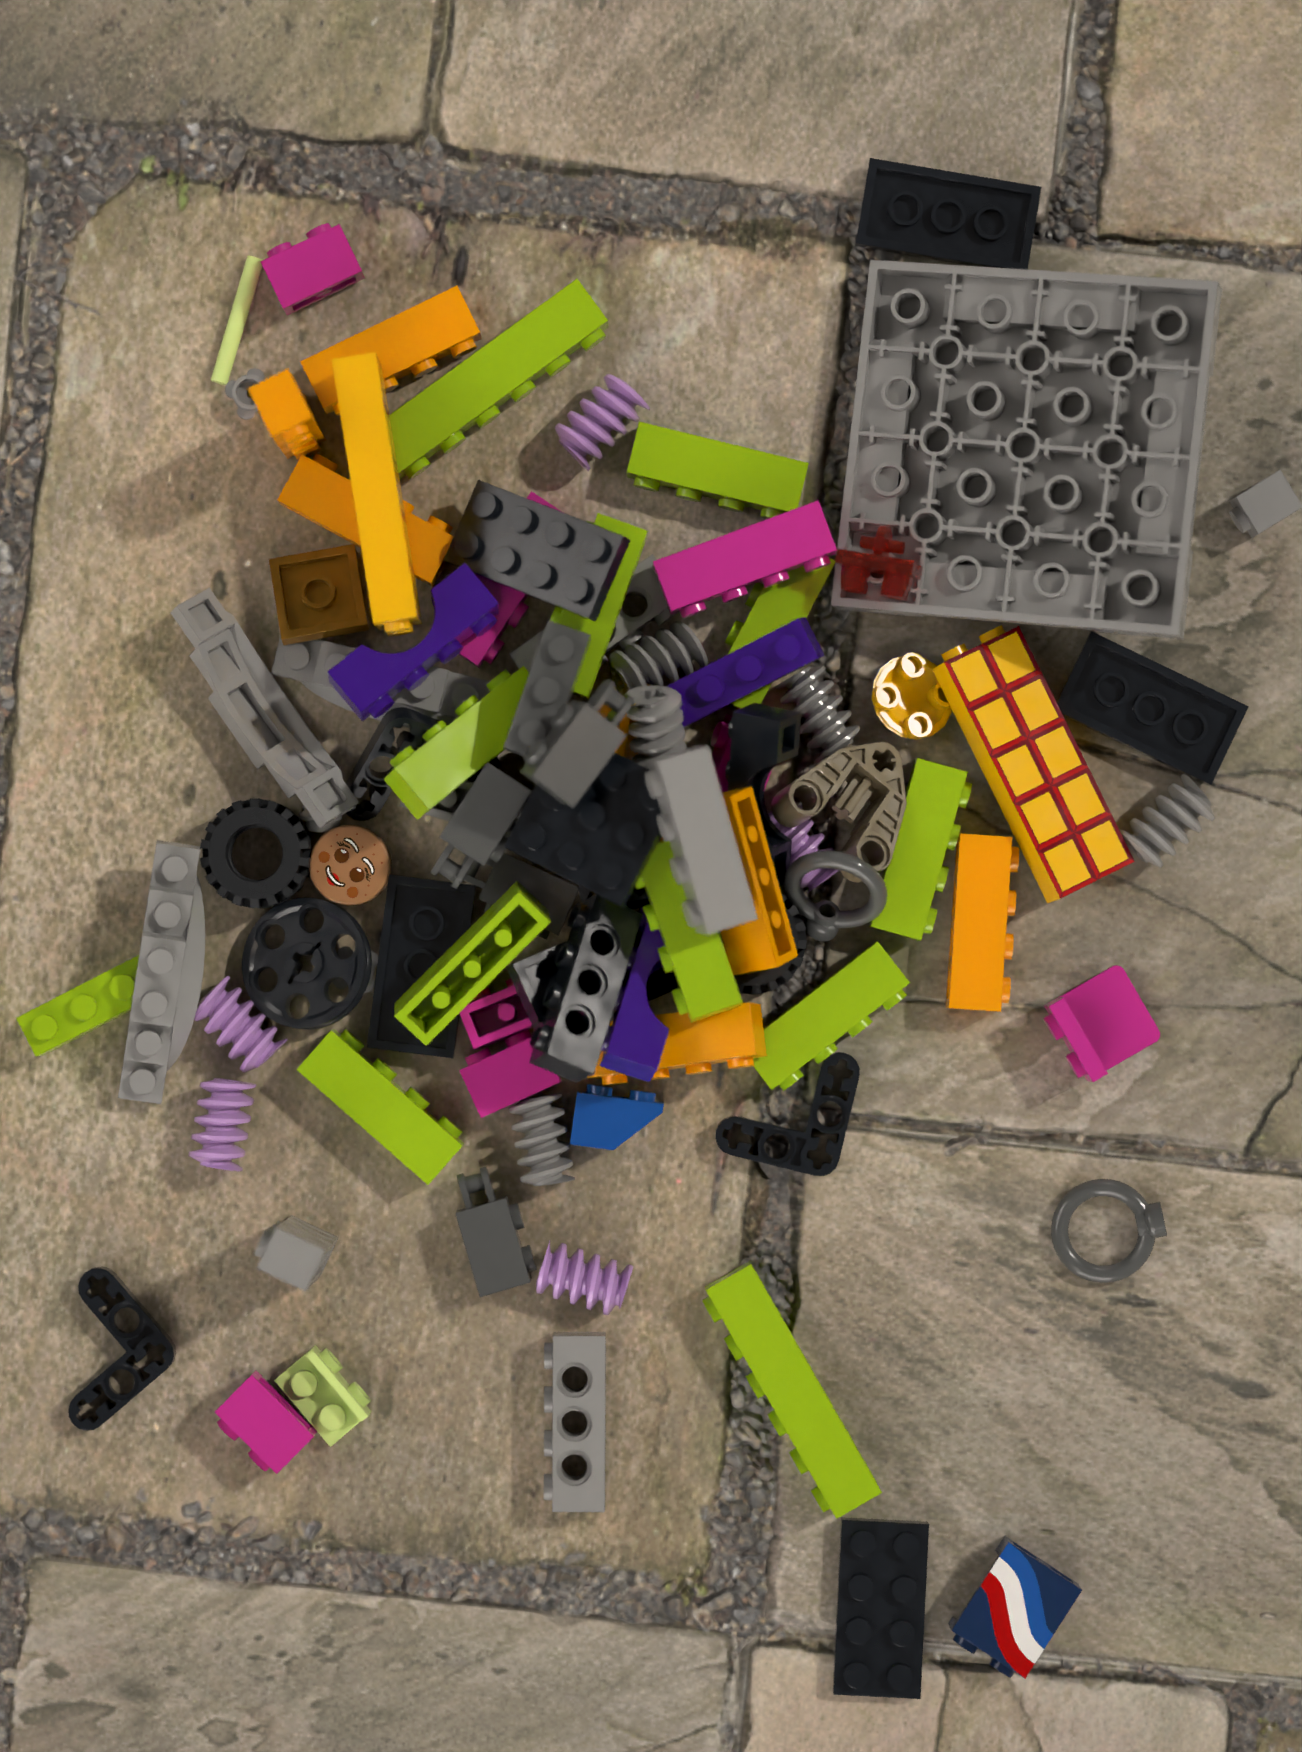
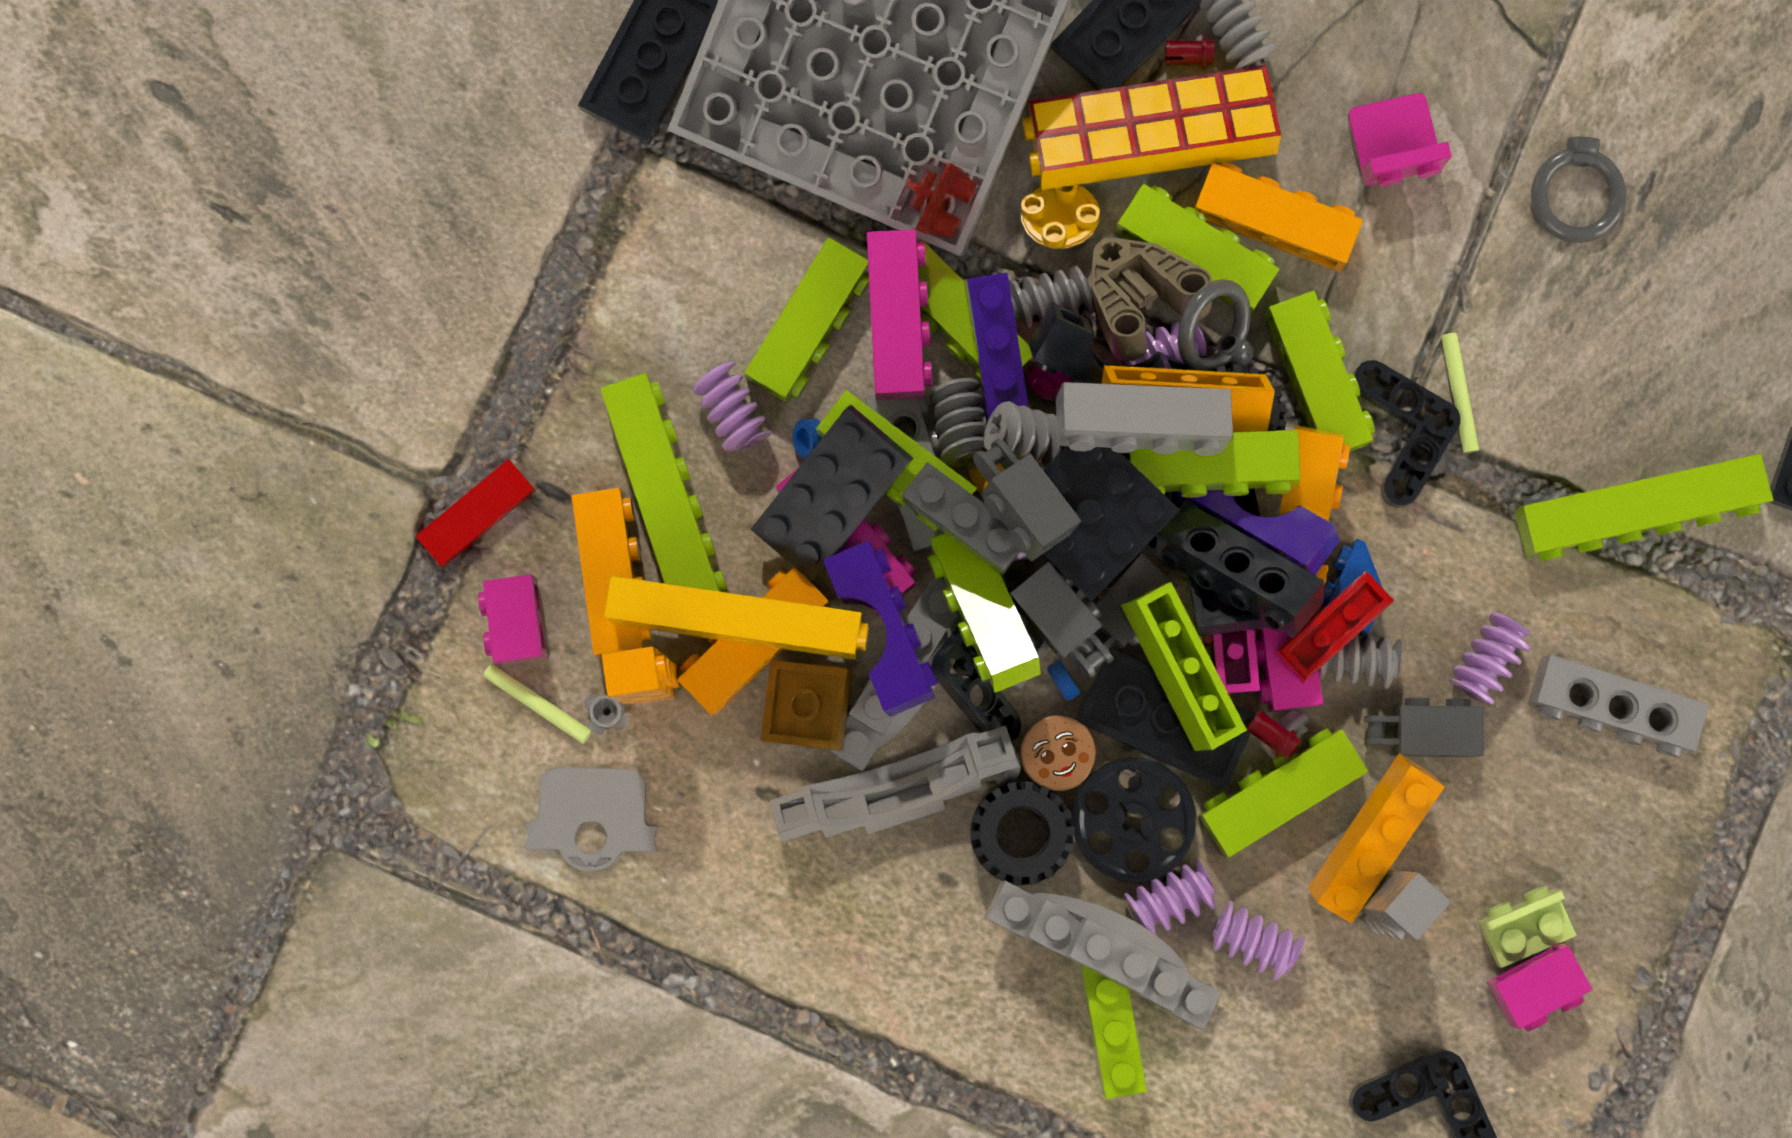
camera: 65 degrees left, 5 degrees down
(162, 407) = (591, 794): none -> light grey piece
(361, 1211) = (1375, 838): none -> light orange brick
(412, 193) = (475, 513): none -> red tile
(426, 849) = (1063, 680): none -> blue tile
(434, 1079) = (1274, 735): none -> dark red pin
(449, 1096) = (1295, 721): none -> light grey plate
(562, 1105) = (1334, 627): none -> red tile
(593, 504) = (805, 436): none -> blue tile
(855, 1168) = (1460, 392): none -> yellowish green bar
(1128, 779) = (1190, 52): none -> dark red pin

